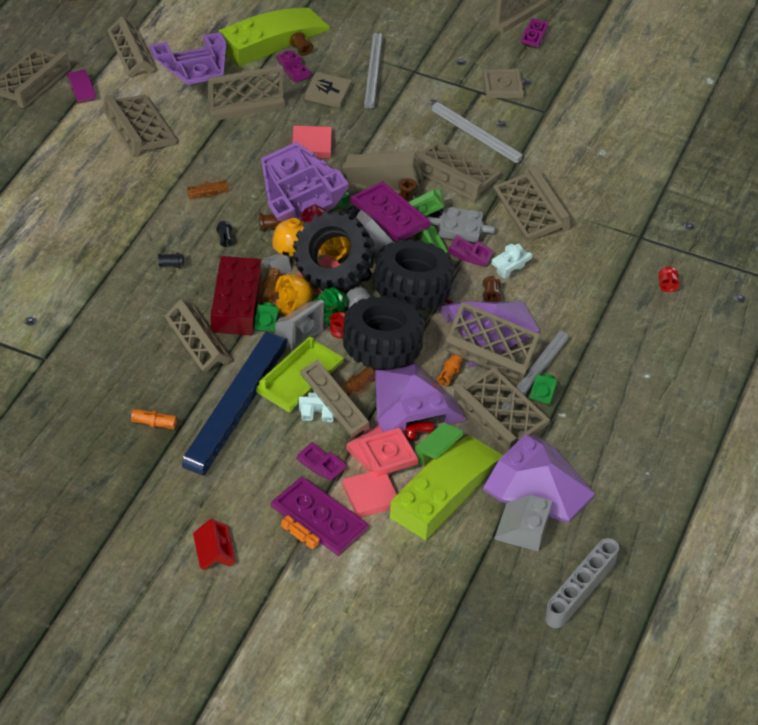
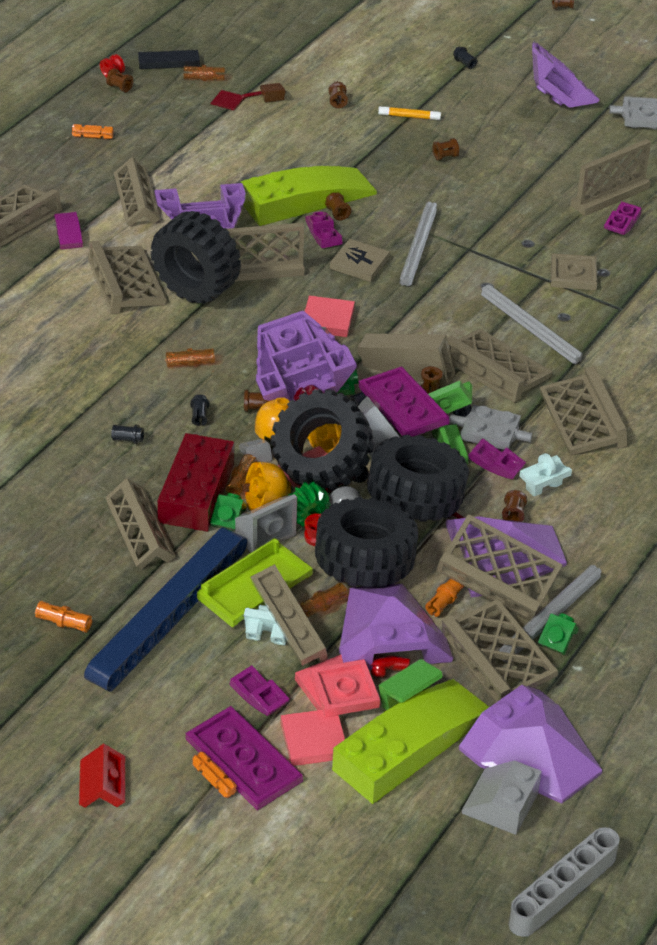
camera: 10 degrees right, 5 degrees down
(209, 91) = (209, 243): none -> black tyre

